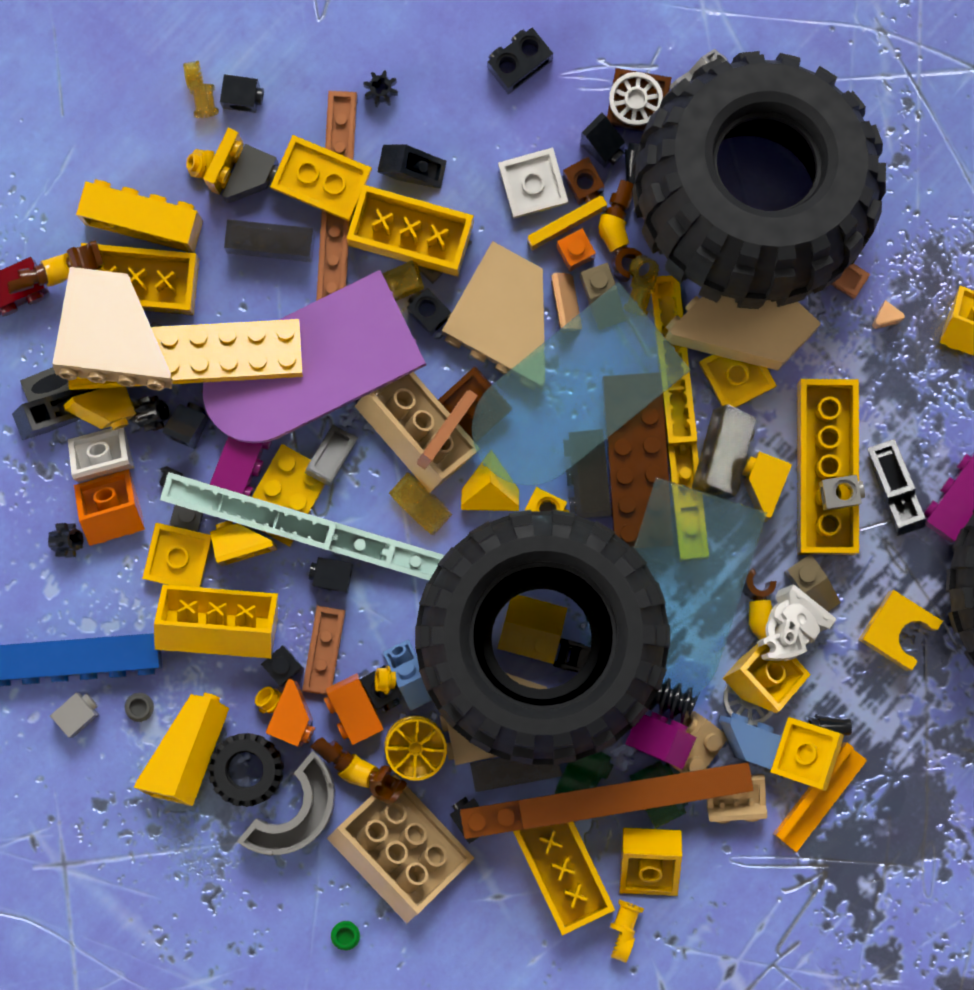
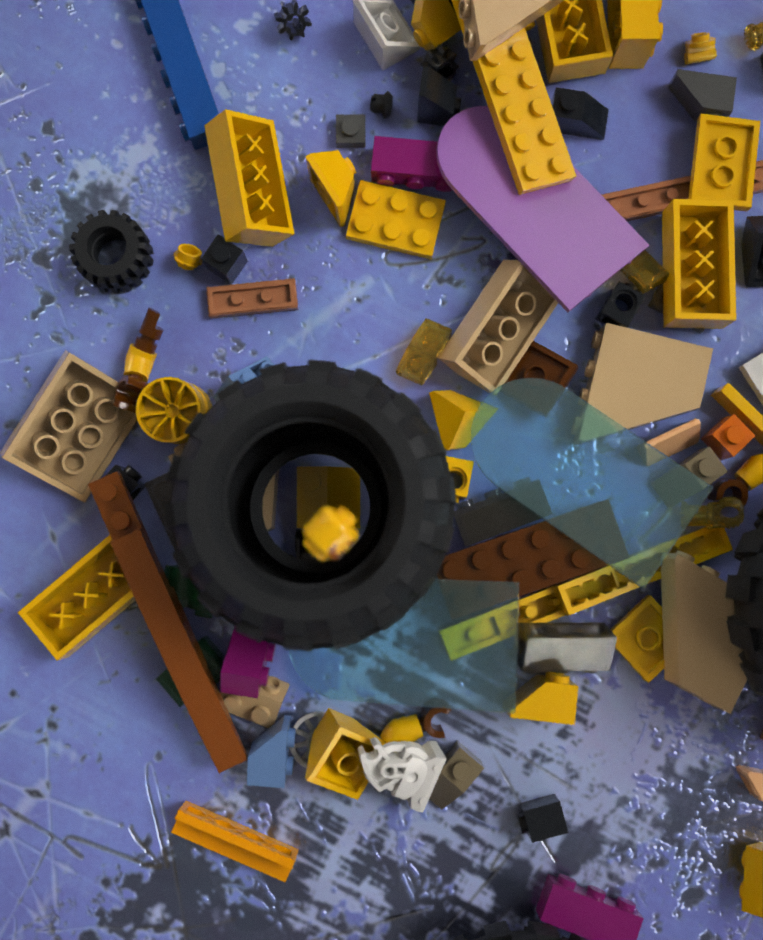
camera: 75 degrees right, 0 degrees up
(75, 714) = (125, 75): light grey brick -> none
(108, 507) = (334, 51): orange slope -> none
(139, 707) = (149, 136): dark grey plate -> none
(177, 556) = (304, 128): yellow plate -> none
(185, 751) = (108, 185): yellow slope -> none
(223, 161) = (715, 57): yellow plate -> none
(235, 296) = (579, 113): none -> black slope
(269, 240) = (645, 131): clear smoke brick -> none
(291, 717) = (174, 280): orange slope -> none
(300, 526) = (367, 226): light aqua slope -> none
(310, 820) = (91, 330): light grey brick -> none
(331, 455) = (447, 250): dark grey tile -> none
(331, 574) = (328, 283): black brick -> none
(354, 709) = (198, 340): orange brick -> none
(385, 679) = (233, 360): yellow plate -> none
(387, 703) = (227, 350): black brick -> none
(446, 429) = (506, 351): nougat tile -> none
(576, 620) = (330, 533): none -> yellow head
(625, 924) = (49, 673): yellow connector -> none
(650, 861) = (124, 683): yellow slope -> none
(674, 700) = (291, 668): black piece -> none
(742, 806) = (200, 765): tan bracket -> none
(807, 753) = (271, 821): yellow plate -> none
(826, 451) = (581, 761): yellow brick -> none
(828, 492) = (550, 775): light grey brick -> none
(835, 724) = (307, 830): black cone -> none
(873, 515) = (542, 818): none -> black brick
(887, 622) = (432, 868): yellow piece -> none
(896, 487) = (586, 836): black slope -> none

